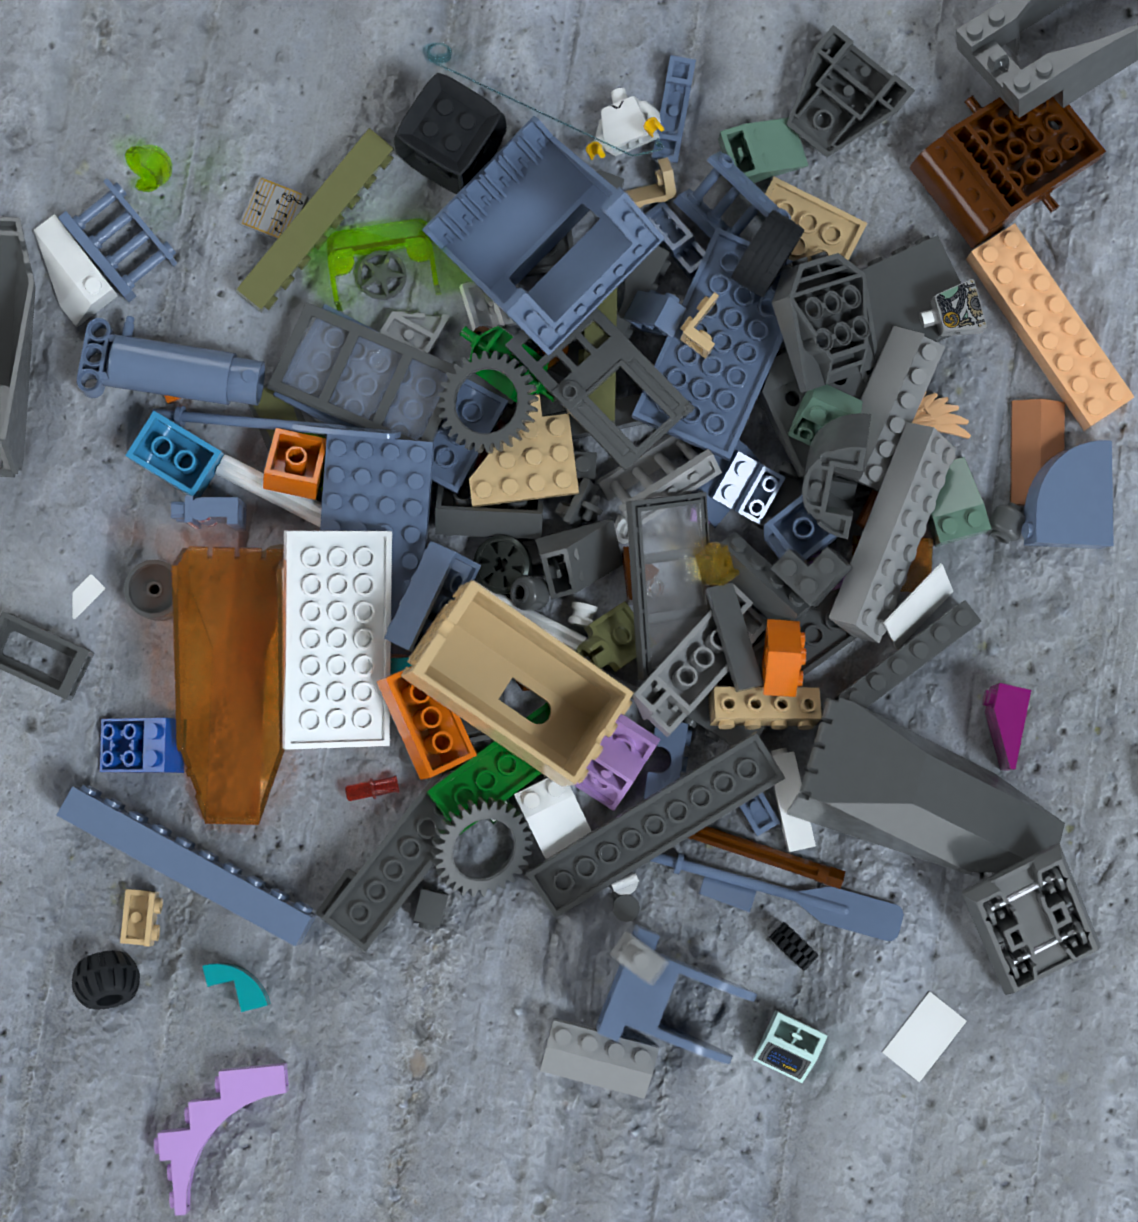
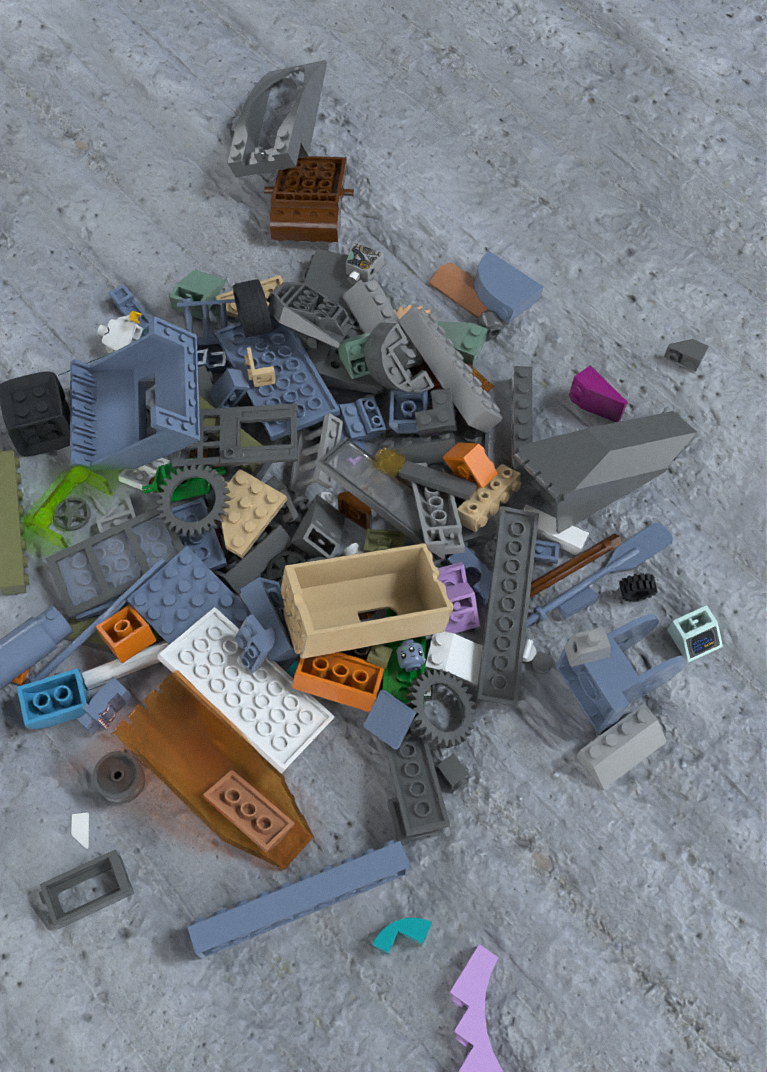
camera: 50 degrees left, 20 degrees down
(105, 980) = (327, 1022): black wheel -> none
(140, 746) = (201, 869): blue slope -> none
(141, 917) = (307, 962): tan bracket -> none
(228, 742) = (249, 811): none -> nougat slope
(372, 788) = (351, 749): clear red axle -> none
(382, 616) = (255, 643): none -> sand blue brick
(422, 808) = (389, 719): none -> sand blue tile
(481, 743) = (379, 655): none -> olive plate
(508, 773) = (410, 655): none -> sand blue head
(843, 95) = (208, 239): dark grey wedge -> none
(918, 606) = (499, 389): white piece -> none
(924, 1036) = (741, 566): white sticker -> none
(1028, 918) = (716, 456): dark grey piece -> none
(1049, 327) = (410, 238): light nougat brick -> none

